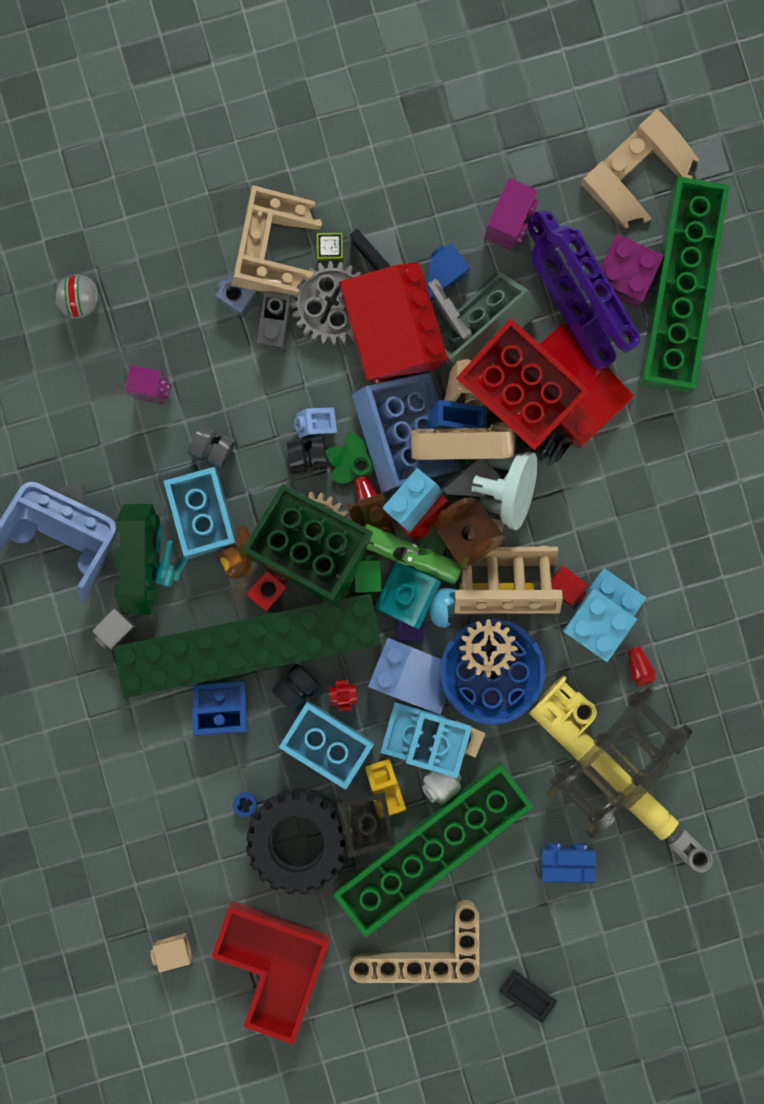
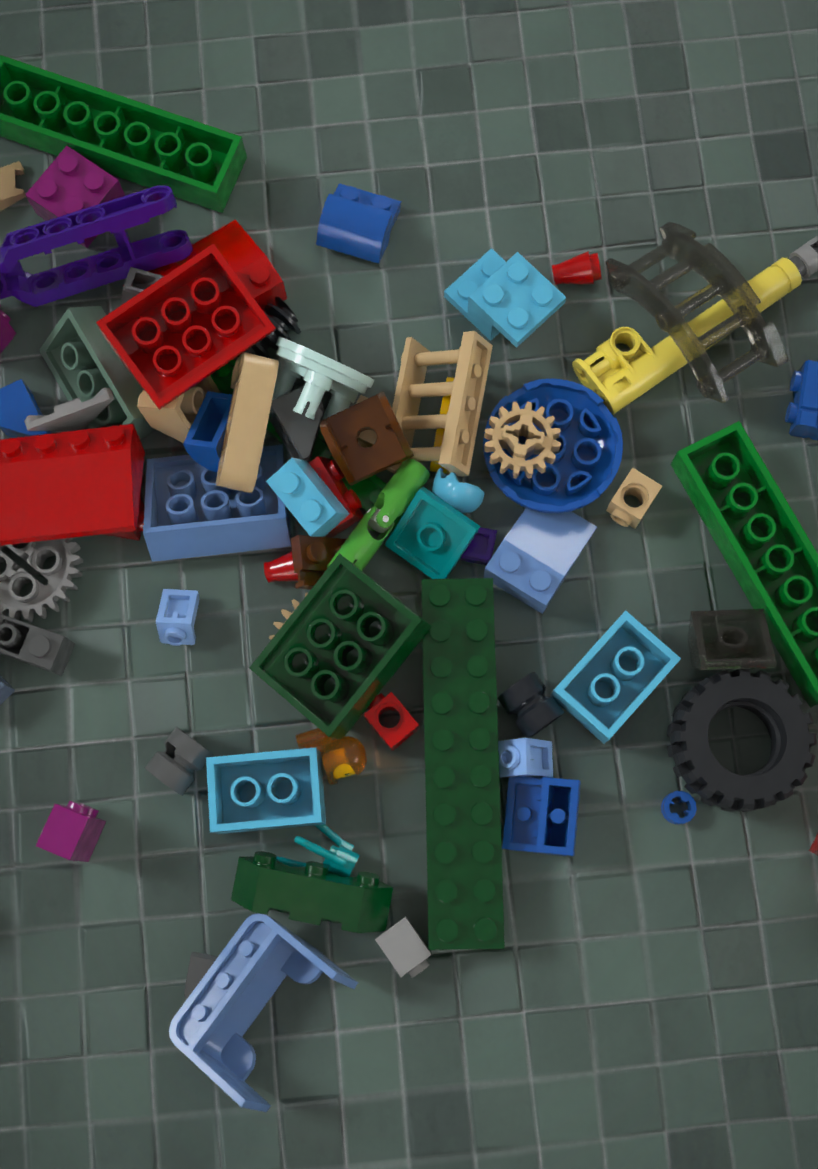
camera: 75 degrees left, 10 degrees down
(258, 690) = (525, 758): none -> light blue bracket
(307, 454) = (218, 633): black wheel -> none
(343, 695) = (552, 644): red gear -> none
(346, 459) = (236, 586): green plate -> none
(368, 575) = (400, 580): green brick -> none
(384, 780) = (672, 614): yellow slope -> none
(426, 739) = (629, 544): medium azure bracket -> none
(441, 787) = (690, 538): white head -> none
(559, 339) = (137, 282): none -> dark grey slope
(571, 585) = (450, 333): red brick -> none
(648, 491) = (357, 222): none -> blue brick

